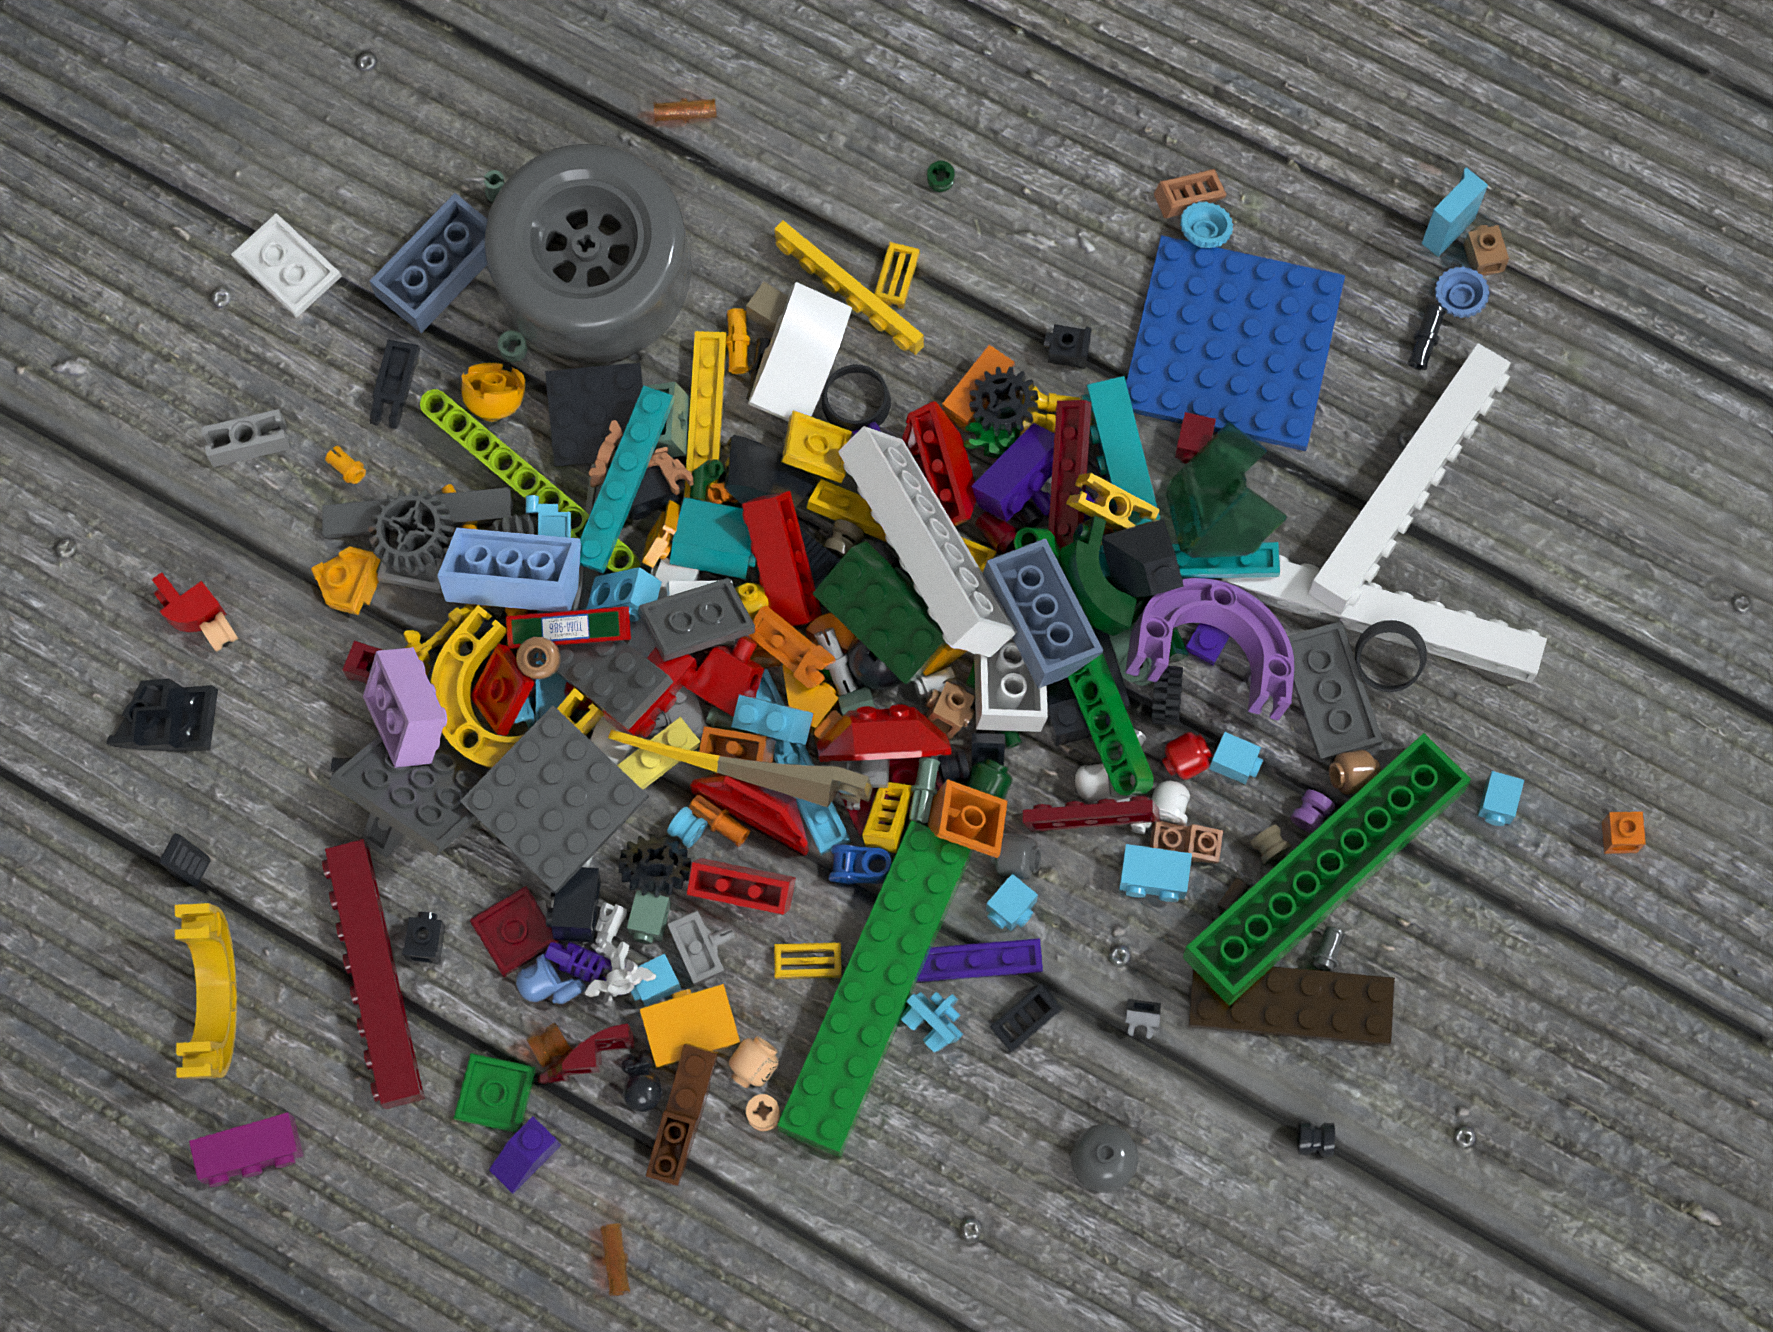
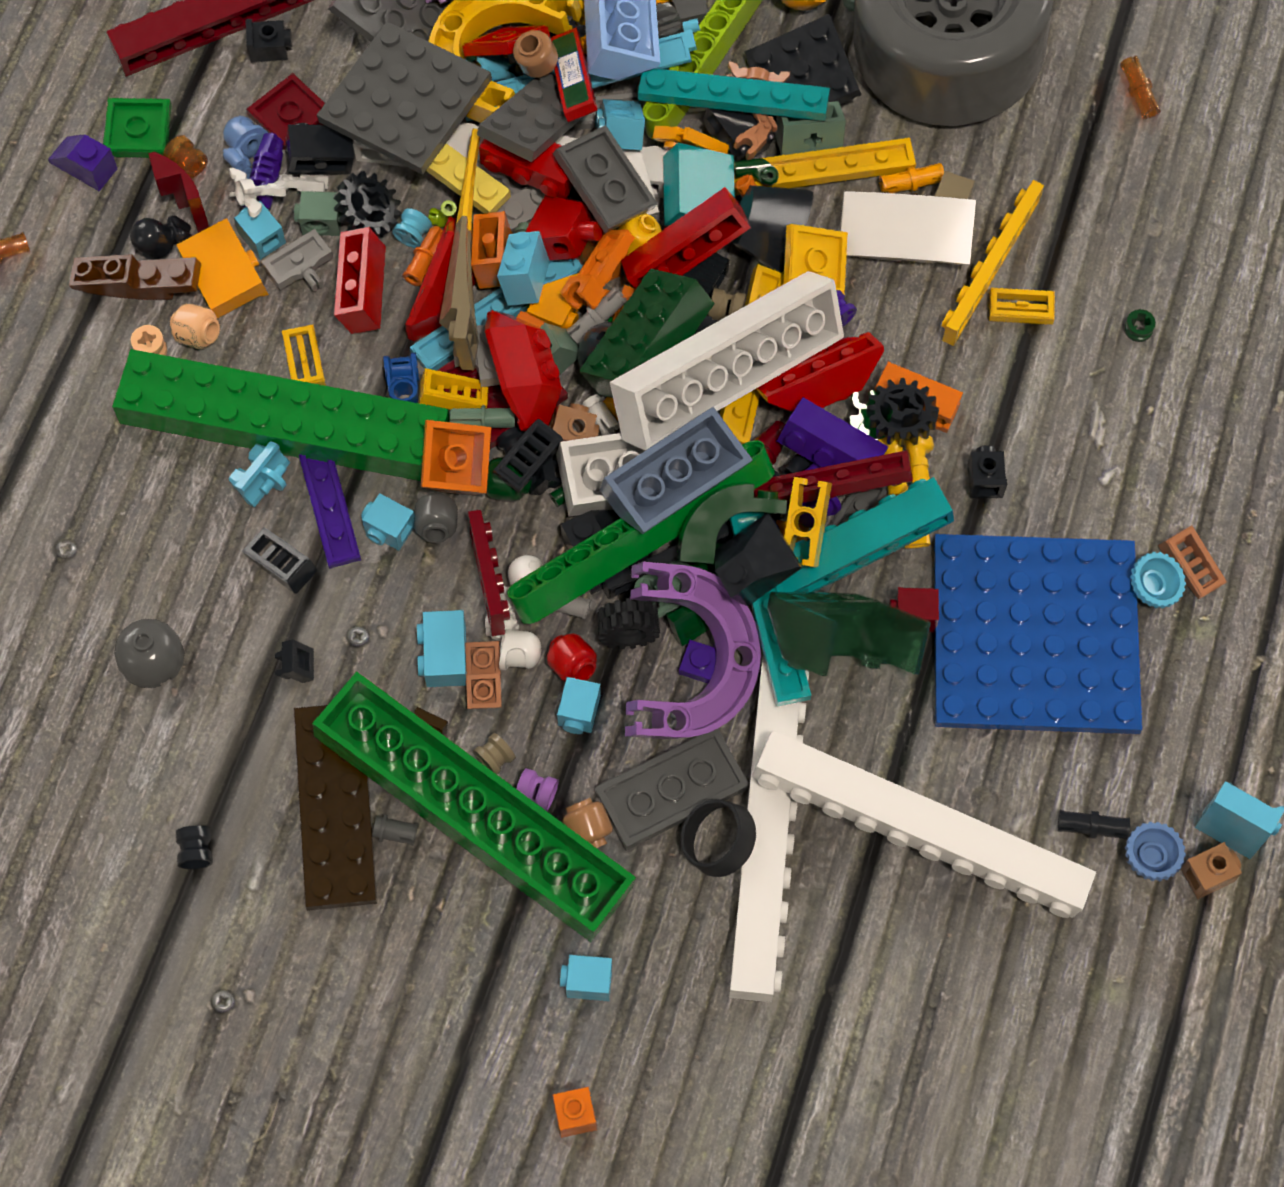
camera: 75 degrees right, 5 degrees down
(676, 792) = (440, 217): none -> lime arm
(879, 417) = (880, 319): black tyre -> none
(963, 748) = (540, 438): none -> black slope

